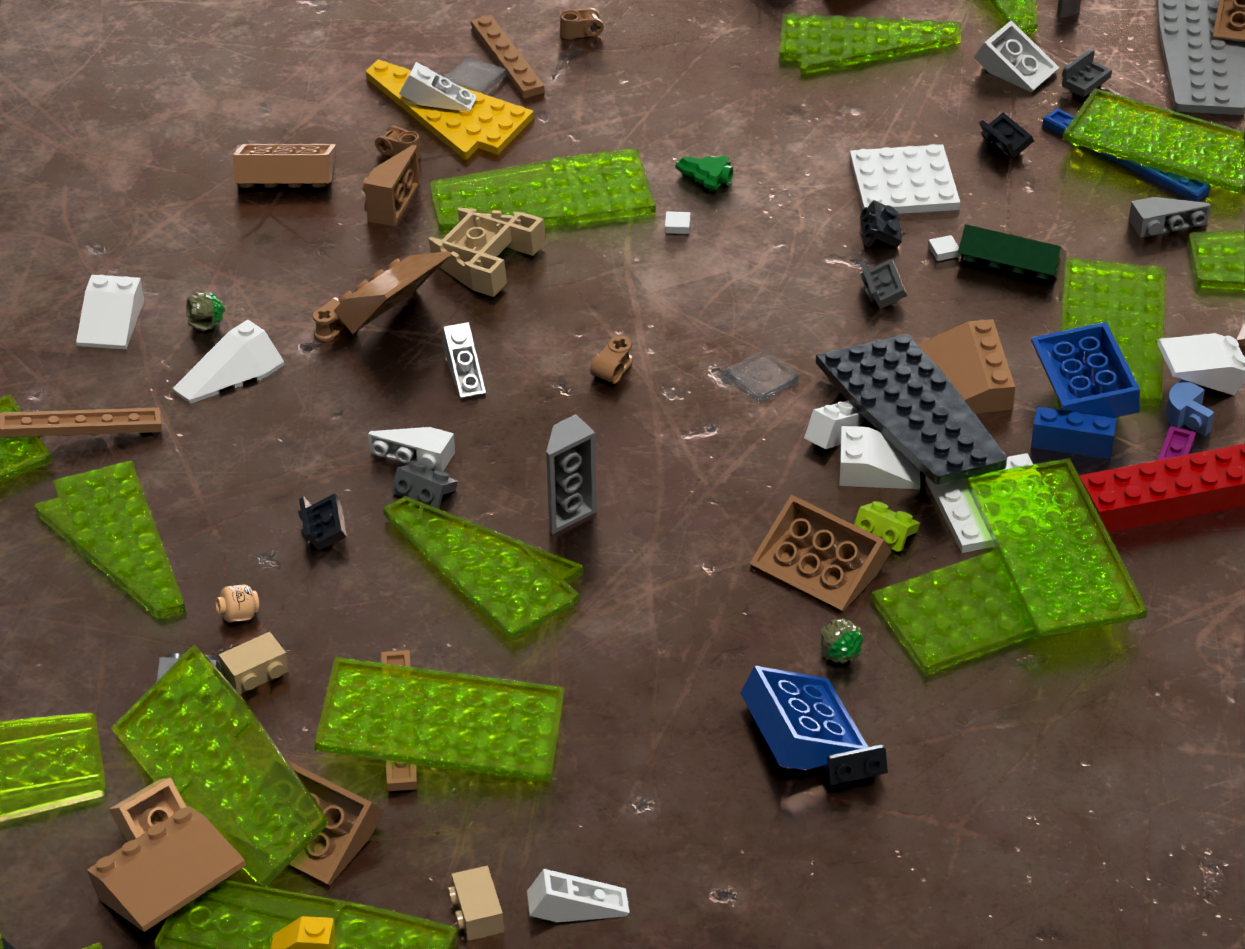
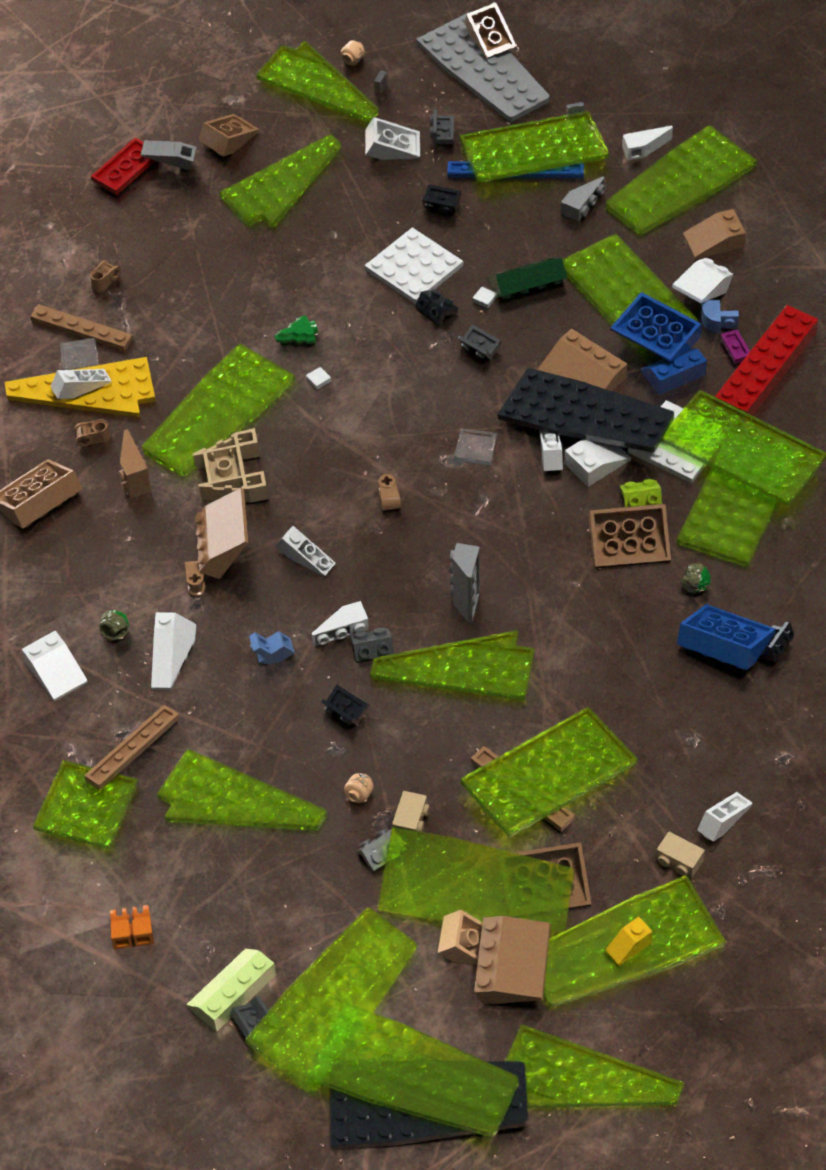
camera: 40 degrees left, 10 degrees up
(318, 425) = (273, 649): none -> medium blue brick

